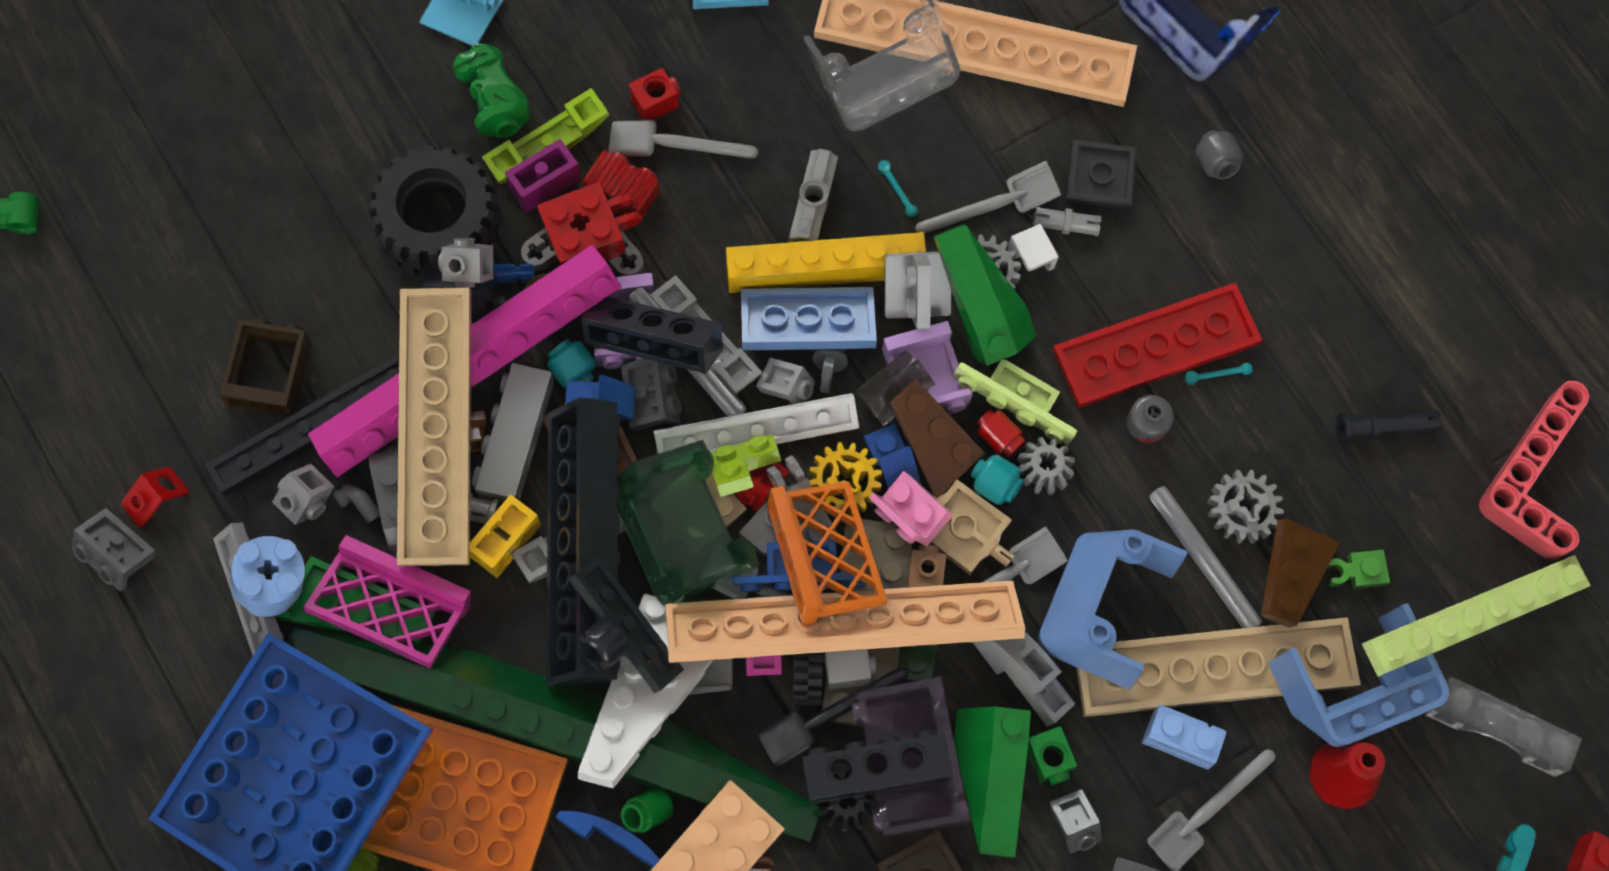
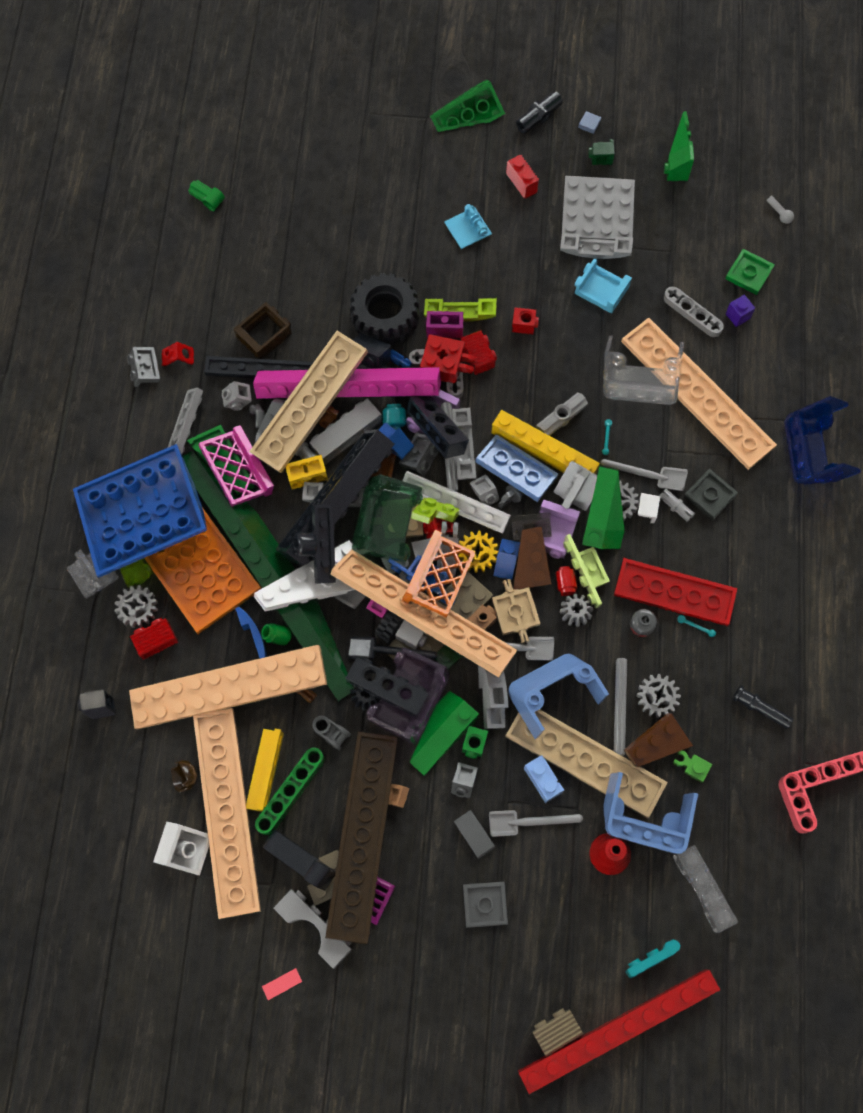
camera: 45 degrees right, 0 degrees up
(272, 557) = (190, 409): light blue brick -> none
(466, 262) = (377, 339): light grey brick -> none
(499, 100) = (452, 278): green animal -> none
(638, 139) = (503, 335): light grey piece -> none
(912, 509) = (495, 586): bright pink bracket -> none
(997, 479) = (547, 600): teal head -> none
(1219, 154) = (777, 523): dark grey head -> none
(1475, 615) = (730, 825): yellowish green plate -> none

